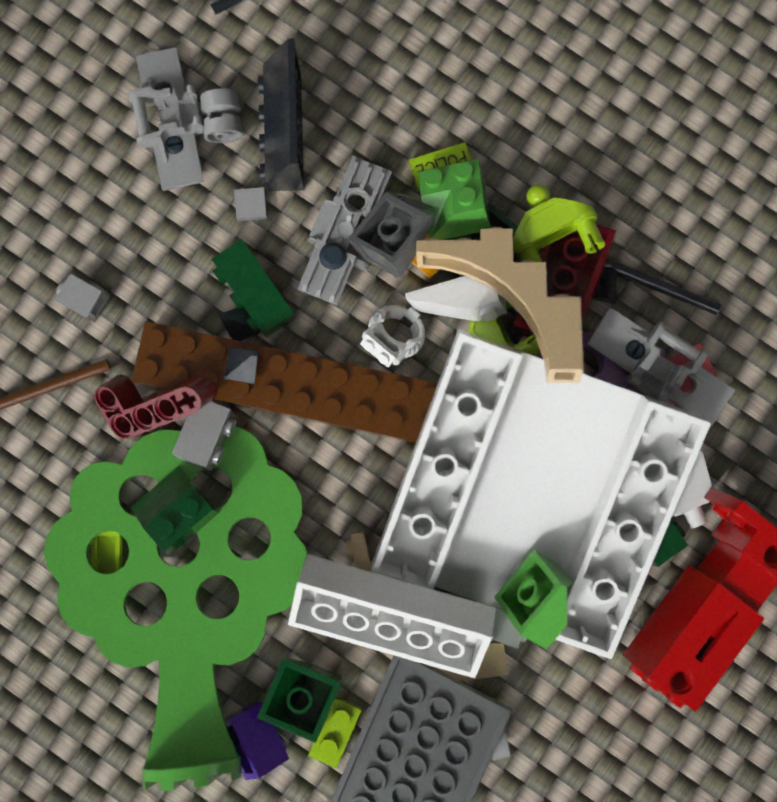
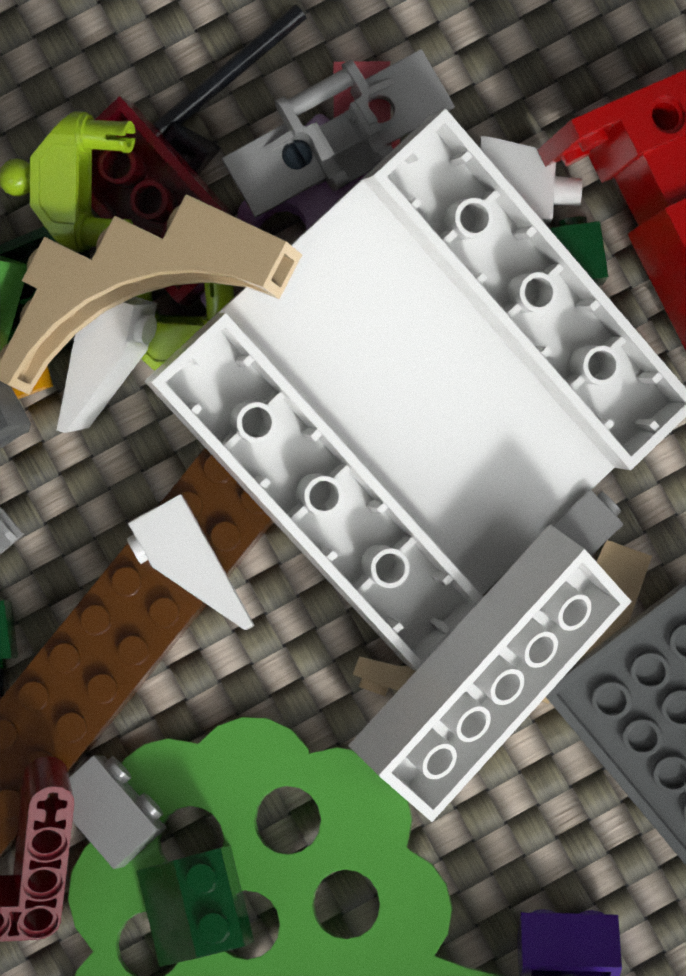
camera: 60 degrees left, 0 degrees up
(242, 365) = (41, 707): black slope -> none
(300, 698) = (542, 857): dark green slope -> none
(335, 732) = (613, 834): lime plate -> none
(370, 400) = (181, 552): none -> white slope
(386, 348) = (119, 495): white piece -> none
(536, 599) = (566, 463): bright green slope -> none

